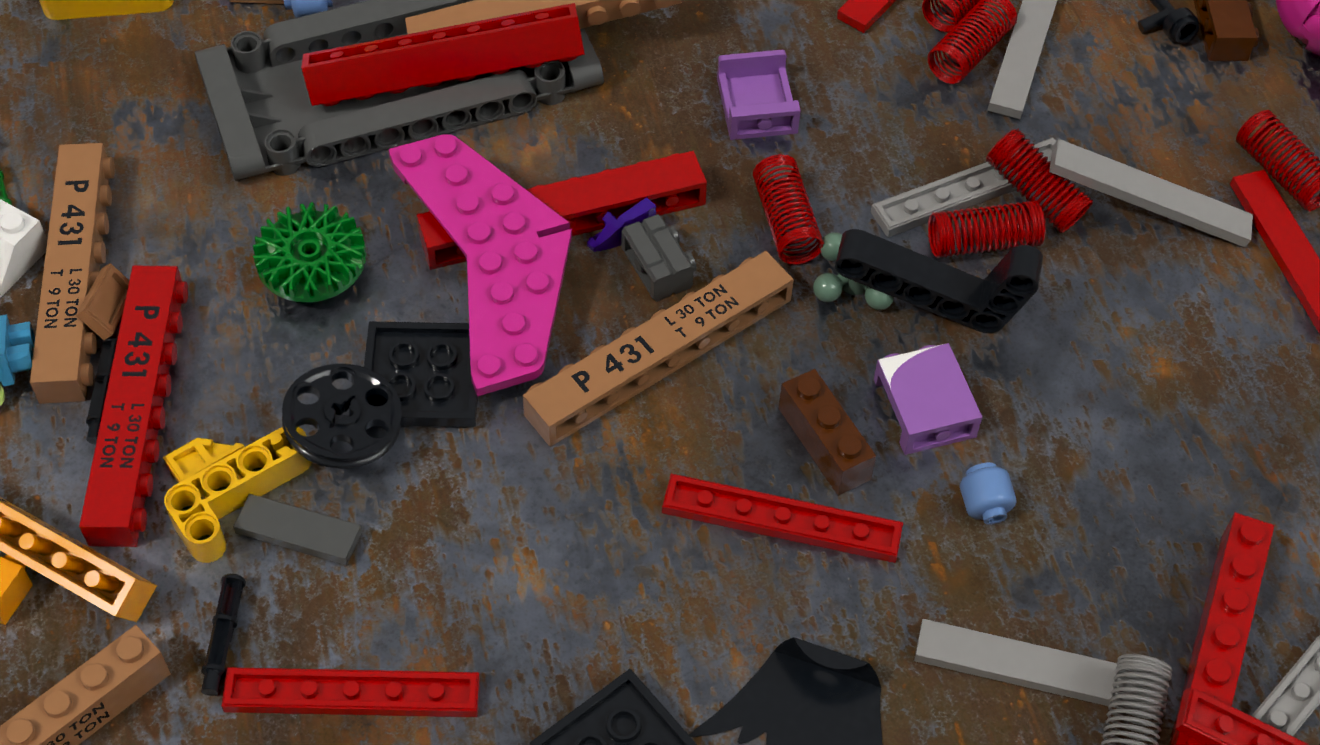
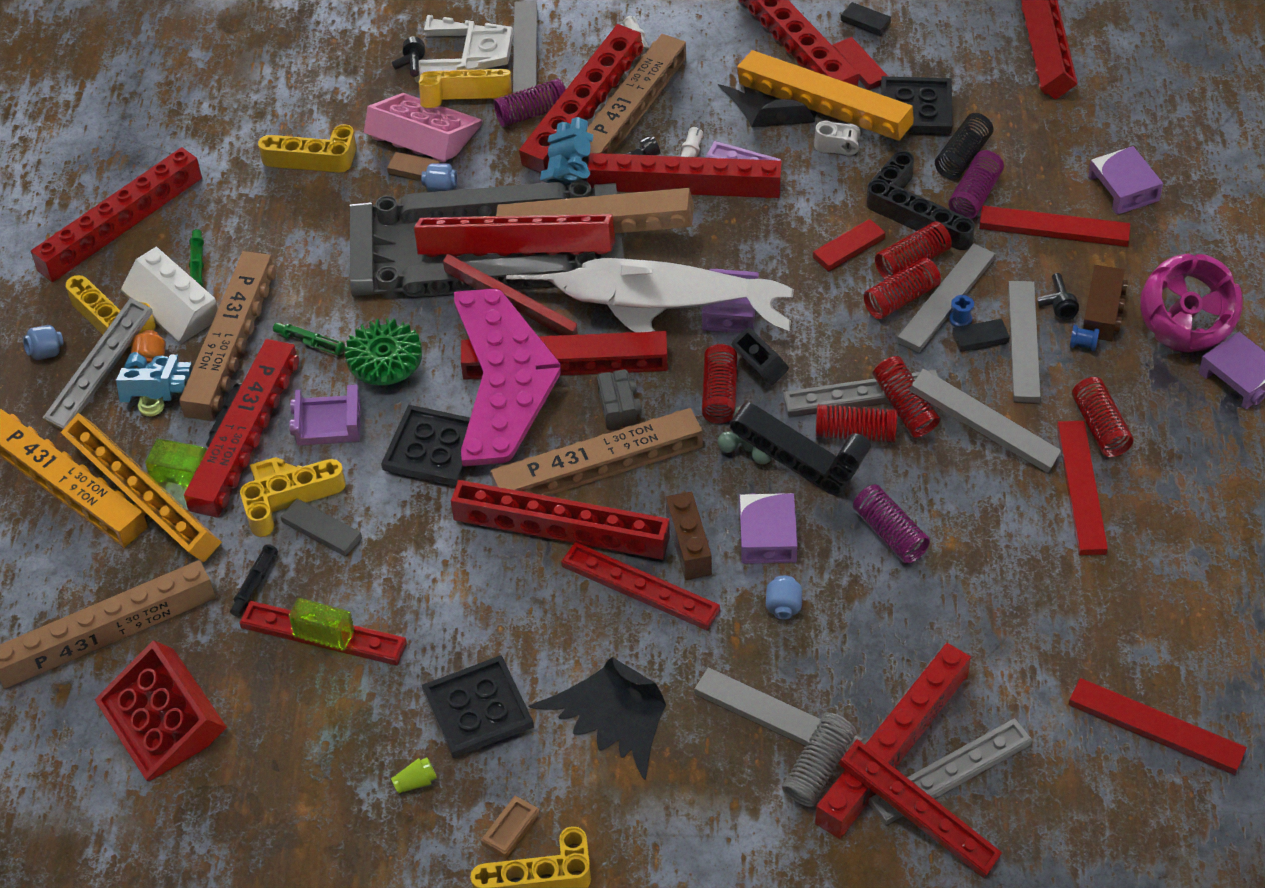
camera: 20 degrees right, 5 degrees down
(49, 477) = (174, 461): none -> clear neon green brick
(105, 302) = (241, 359): medium nougat tile -> none
(193, 252) = (310, 338): none -> green piece
(253, 364) = (326, 418): none -> medium lavender panel
(347, 428) = (368, 450): black wedge -> none
(352, 682) = (321, 623): none -> clear neon green brick
(494, 150) = (521, 302): none -> red tile
(612, 232) = (590, 379): dark purple slope -> none
(643, 446) = (561, 519): none -> red brick
(647, 97) = (645, 288): none -> white animal
(828, 161) = (760, 356): none -> black brick
(1055, 61) = (962, 307): none -> blue bush
(1089, 82) = (980, 335): none -> black tile
(1125, 380) = (905, 545): none -> magenta piece
(1146, 82) = (1023, 342): none -> light grey tile
(1219, 62) = (1084, 338): none -> blue bush

